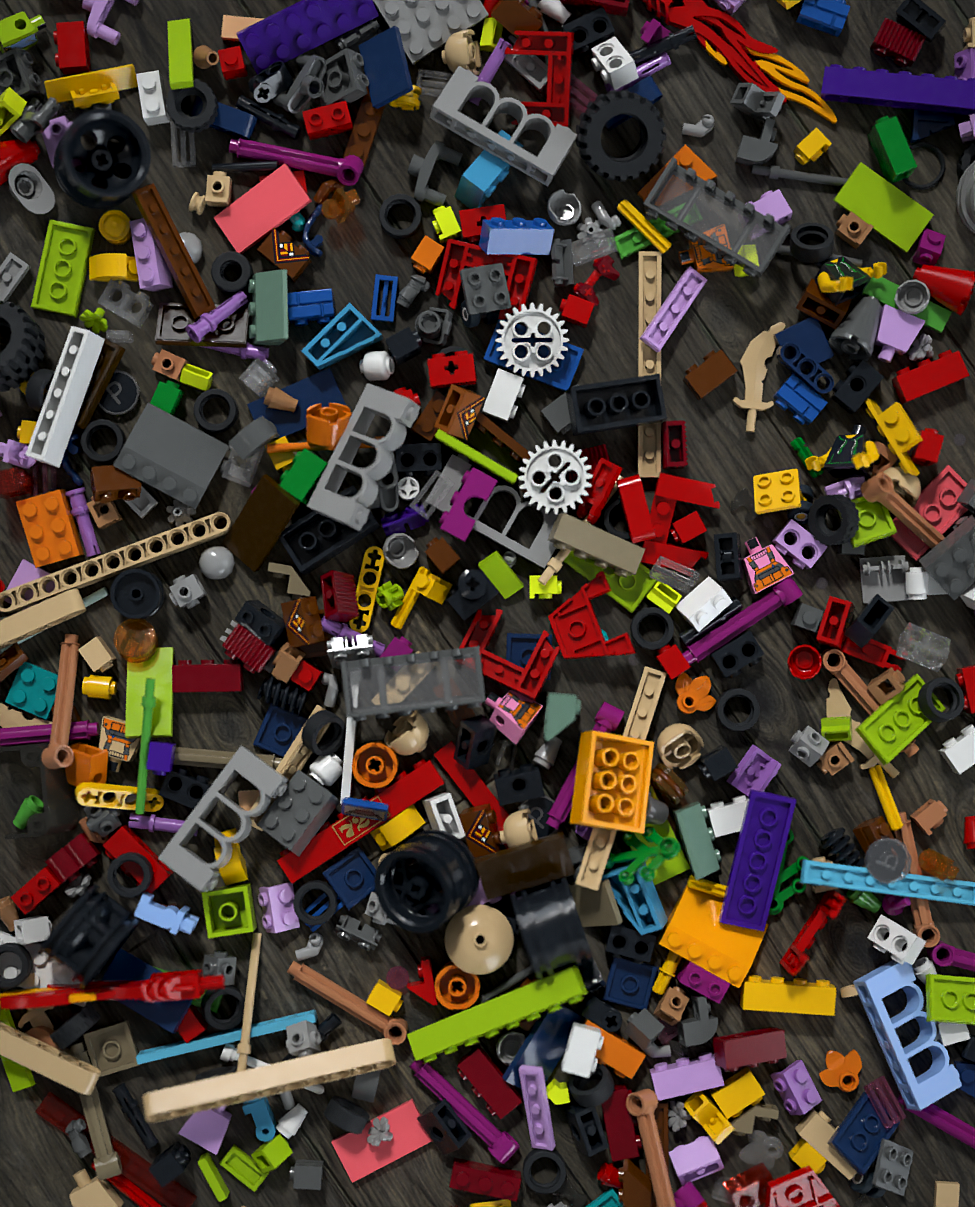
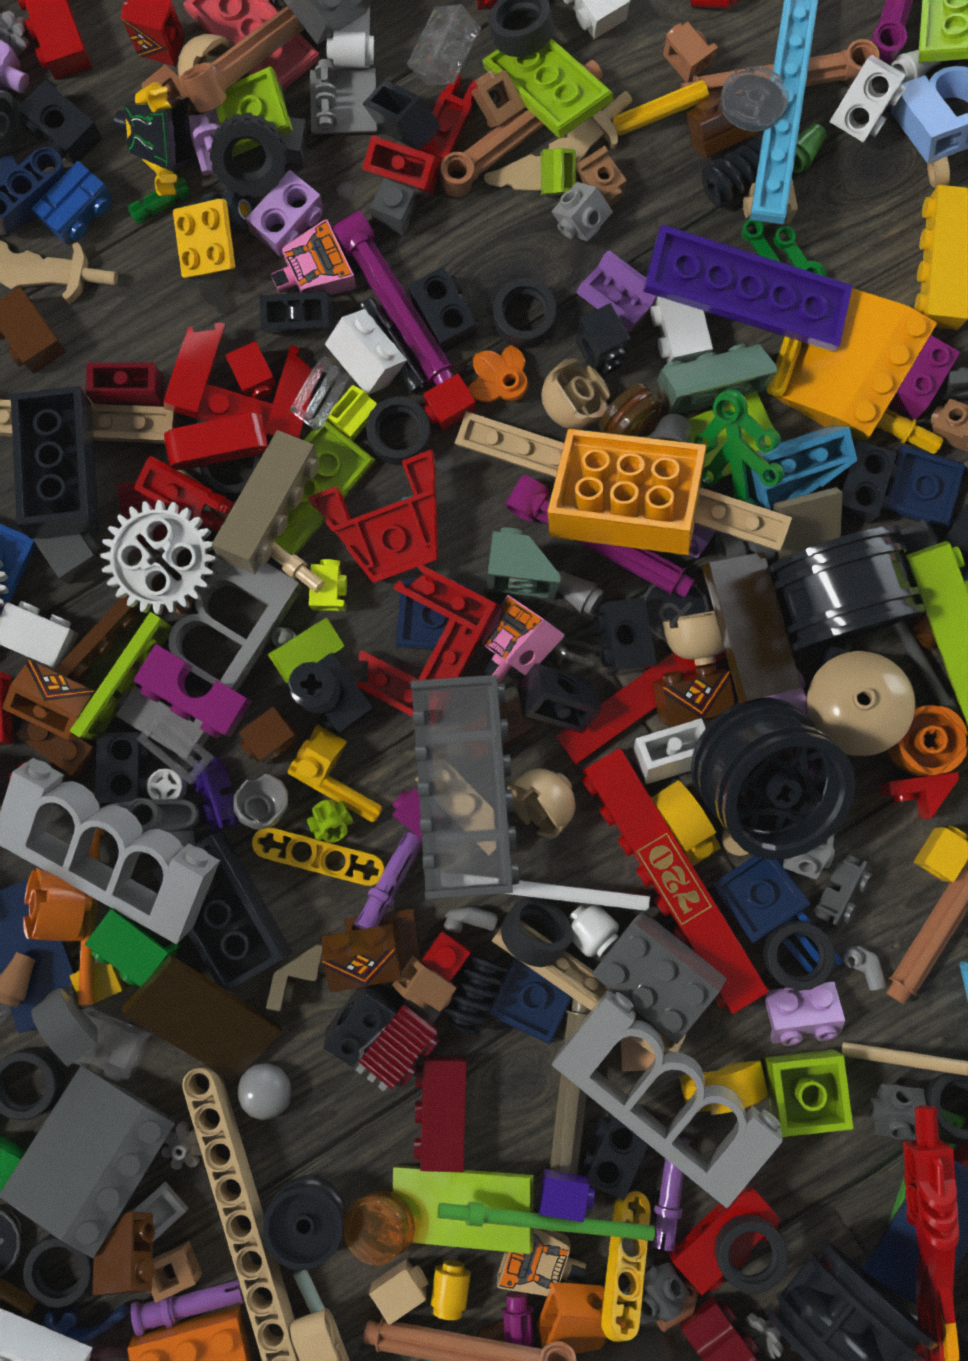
camera: 95 degrees left, 5 degrees down
(166, 916) = (816, 1195): light blue hips -> none
(194, 587) = (310, 1129): light grey brick -> none
(339, 596) = (325, 899): dark red brick -> none
(339, 654) = (413, 902): light grey hinge -> none
(365, 808) = (656, 871): slope -> none
(372, 777) = (607, 858): orange brick -> none
(397, 977) = (912, 833): clear pink tile -> none
(795, 957) = (814, 197): red wedge -> none
(804, 662) = (458, 212): red hair -> none
(895, 904) = (815, 104): magenta plate -> none
(899, 431) = (122, 57): yellow bracket -> none
(937, 865) = (760, 36): clear orange hips -> none

